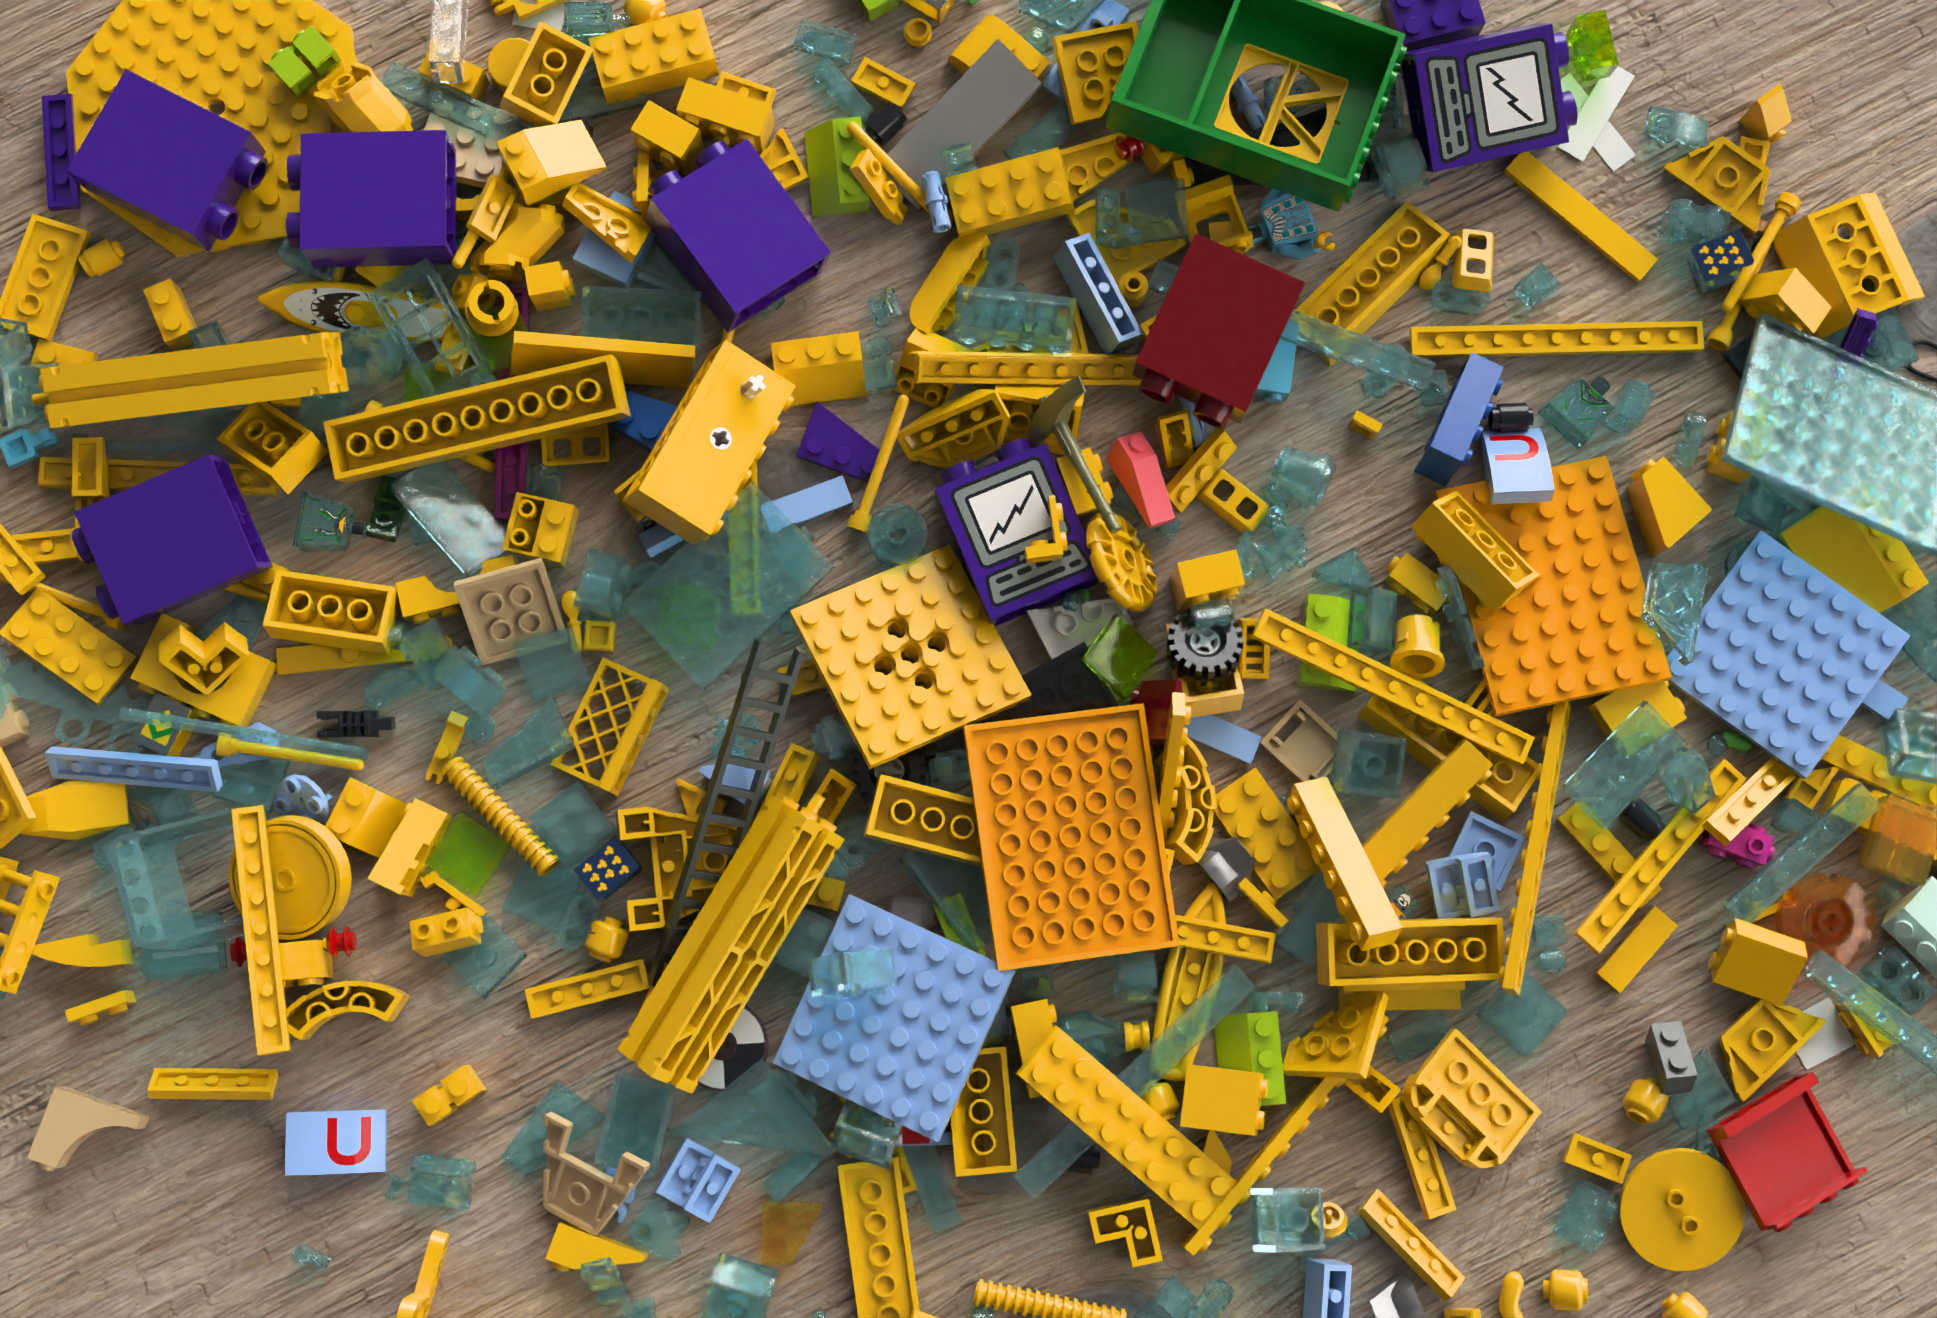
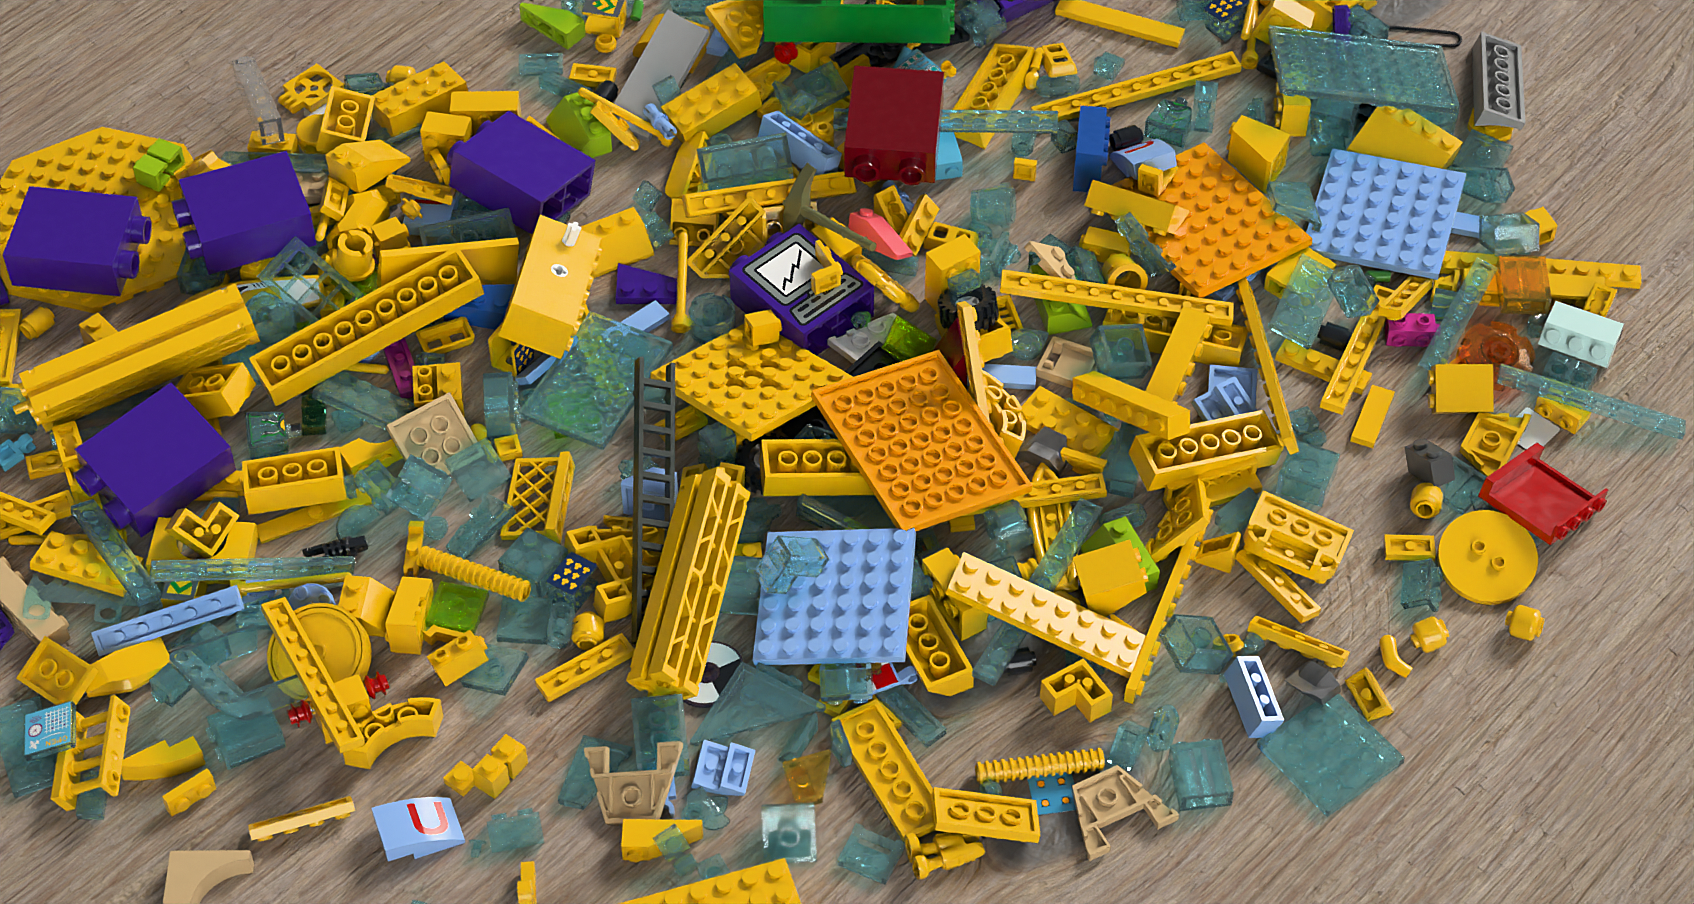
camera: 15 degrees left, 30 degrees down
(97, 653) = (115, 552): none -> clear light blue plate
(405, 1087) = (460, 778): none -> yellow plate
(584, 249) = (411, 209): none -> yellow plate
(834, 1206) = (840, 745): none -> clear light blue tile
(948, 583) = (762, 327): none -> yellow brick
(1265, 695) = (1028, 343): none -> clear light blue piece
(1337, 607) = (1052, 260): none -> tan wing
(1513, 515) = (1154, 180): none -> yellow bracket

